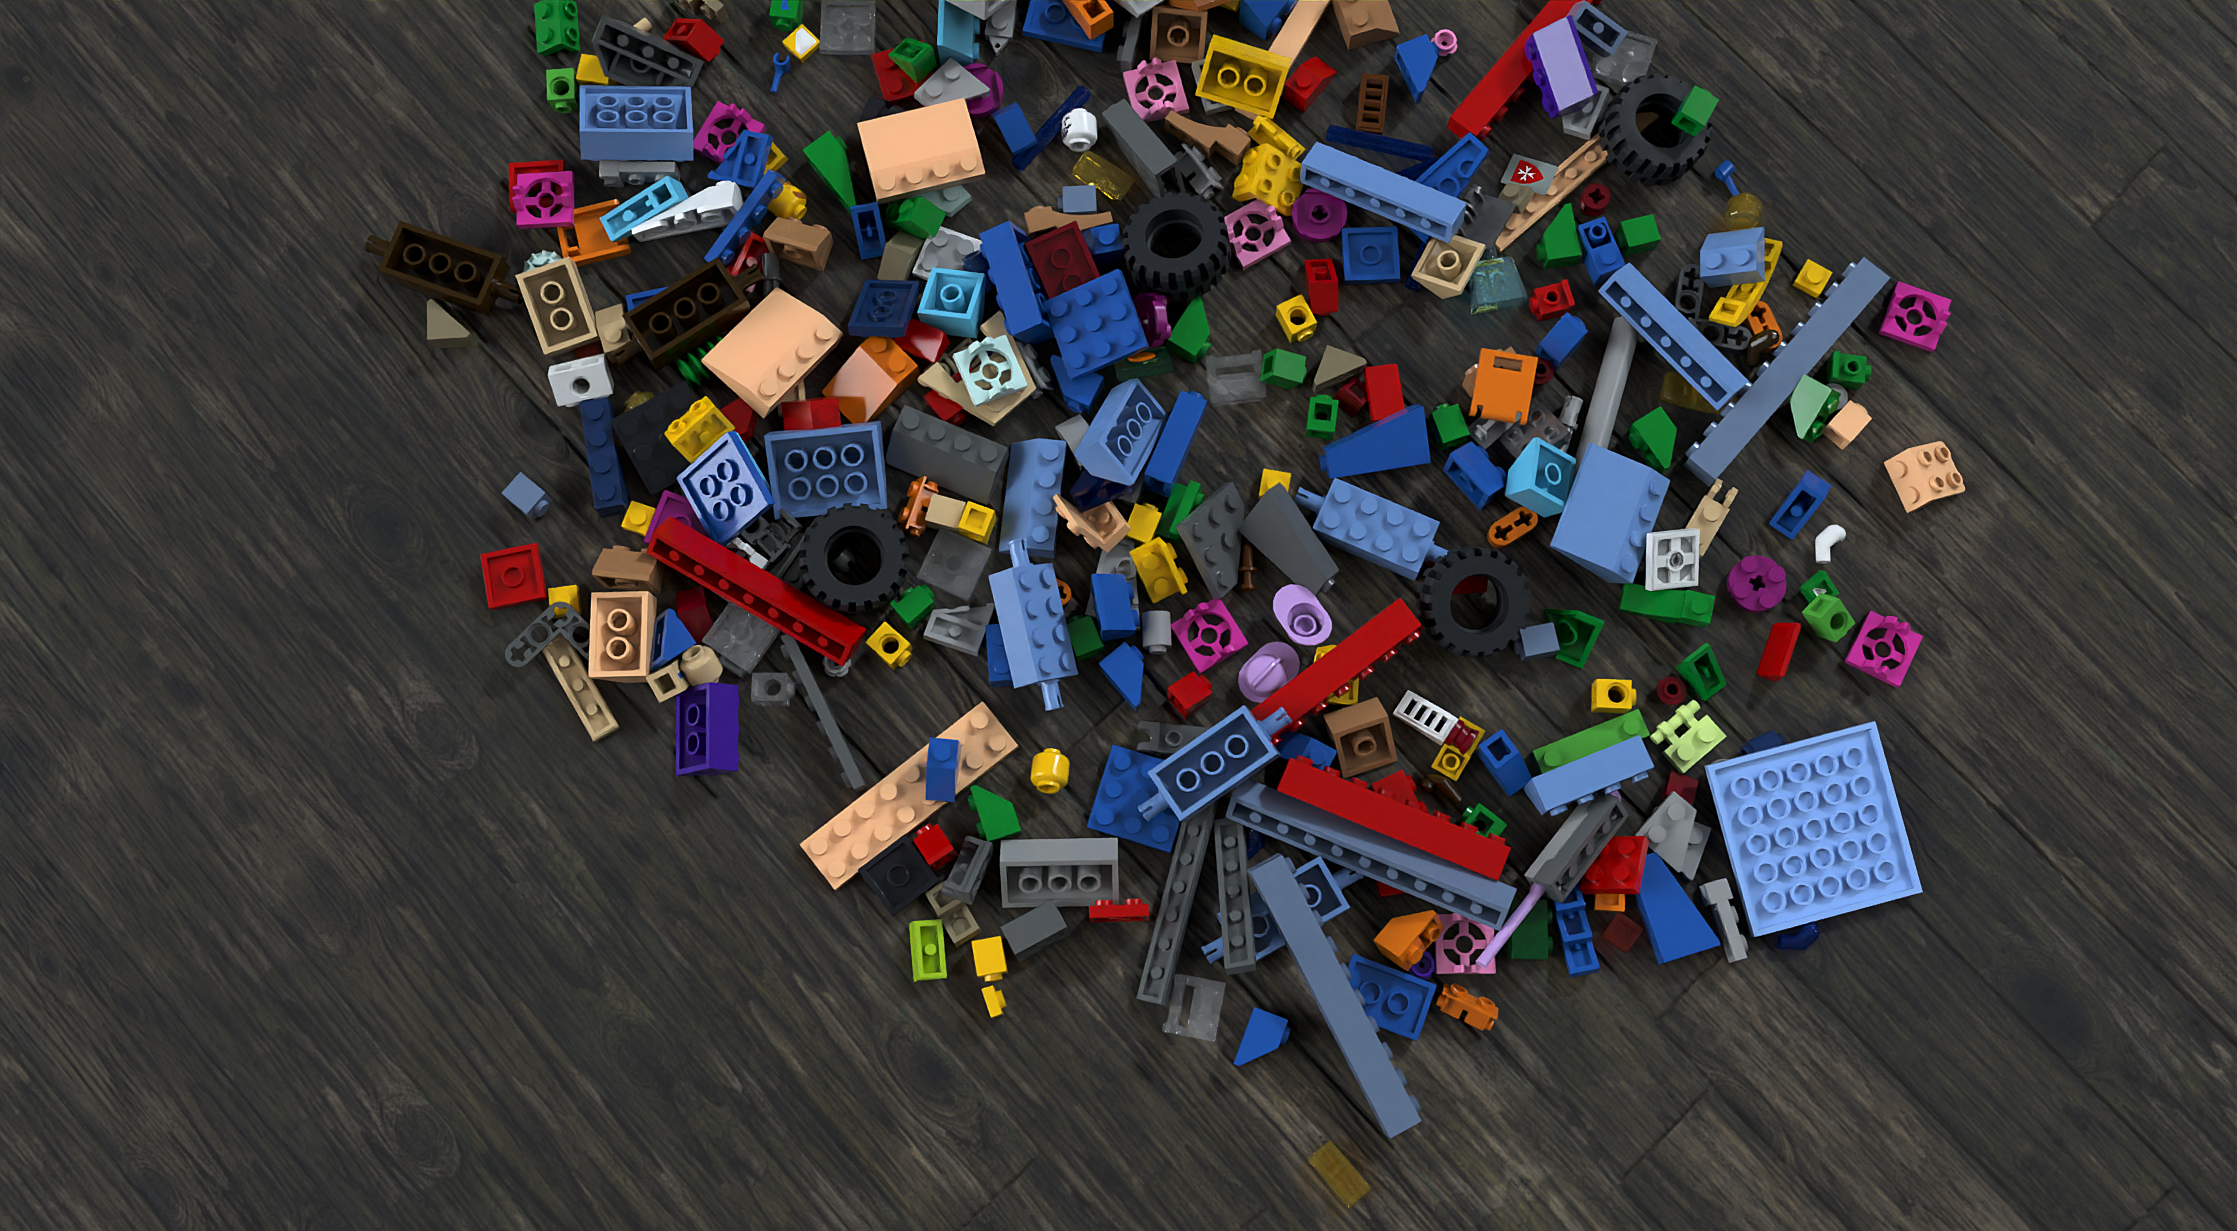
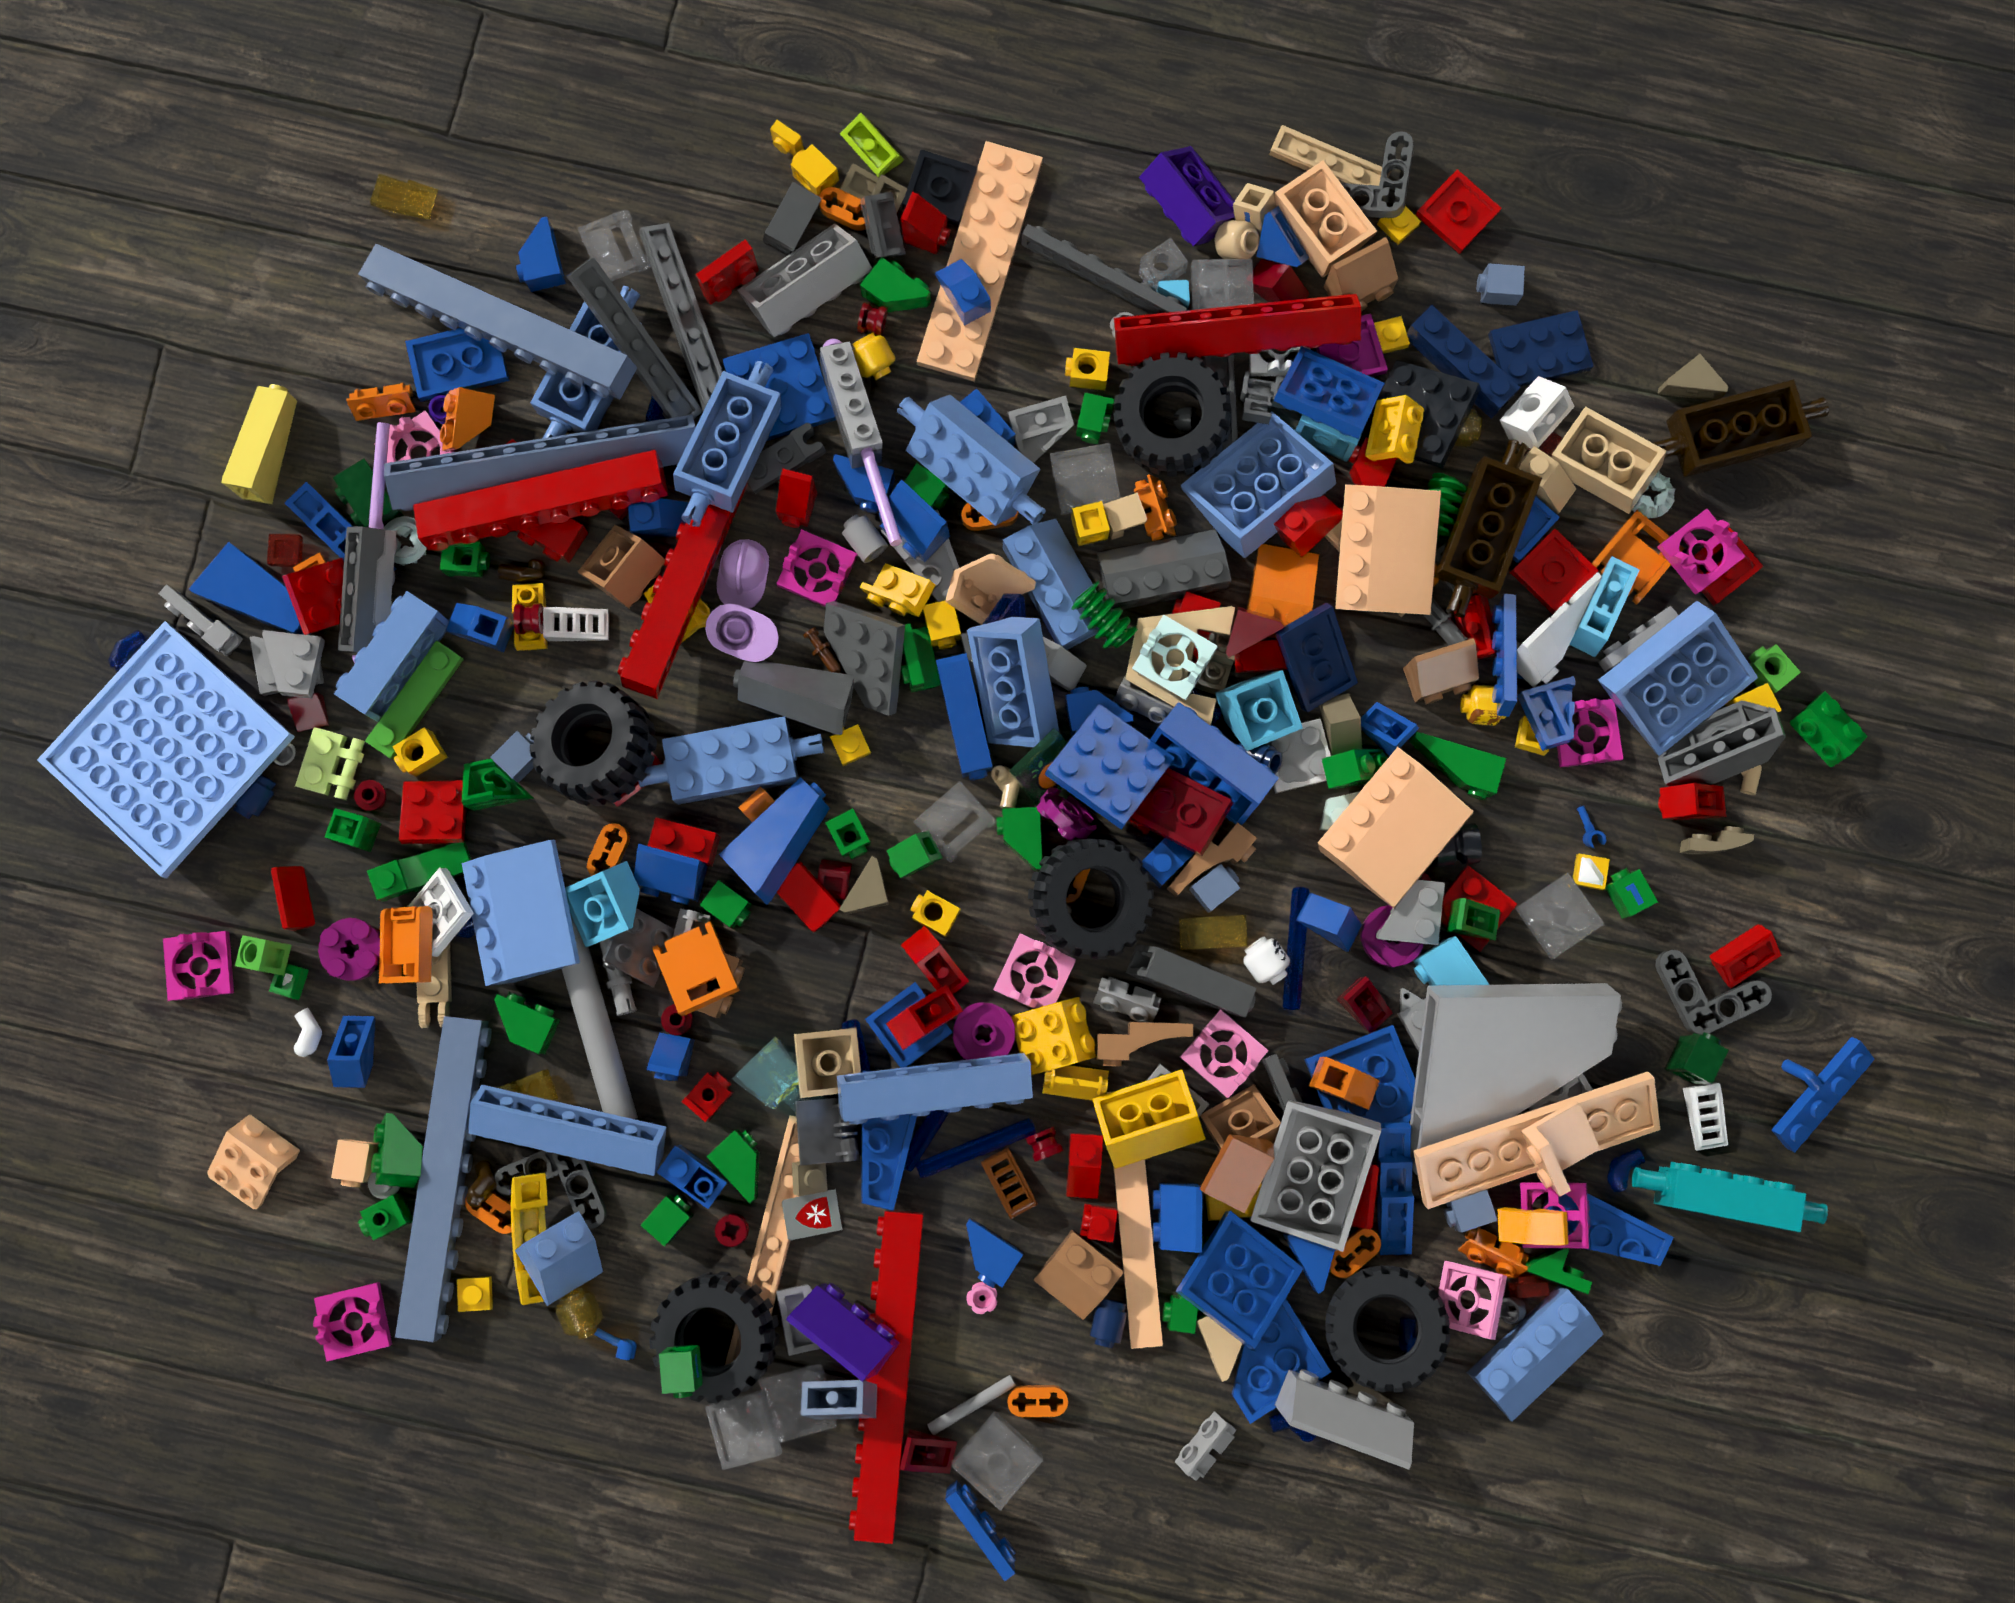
camera: 140 degrees right, 5 degrees up
(537, 431) = (1542, 348): none -> dark blue plate
(659, 260) = (1554, 571): none -> red plate
(776, 659) = (1177, 289): none -> medium azure slope
(918, 352) = (1251, 628): none -> dark red slope
(992, 908) = (839, 214): none -> orange beam
(1020, 436) = (1103, 617): none -> green piece
(1029, 798) = (875, 320): none -> dark red wheel
(1031, 60) = (1365, 1004): none -> dark red slope
(1101, 717) = (856, 422): none -> light grey piece
(1176, 379) = (1007, 785): none -> tan arm
(1326, 36) = (1098, 1222): none -> red brick
(1328, 111) = (1045, 1147): none -> dark red wheel
(1356, 245) = (924, 1017): none -> red slope
(1376, 481) = (756, 804): none -> orange plate
(1450, 492) = (684, 840): none -> red brick
(1523, 863) = (404, 527): none -> light aqua gear
(1588, 1030) = (261, 445): none -> light yellow slope
(1629, 643) = (432, 812): none -> red plate
(1674, 56) = (743, 1430): none -> clear plate
(1708, 557) = (405, 941): none -> orange container

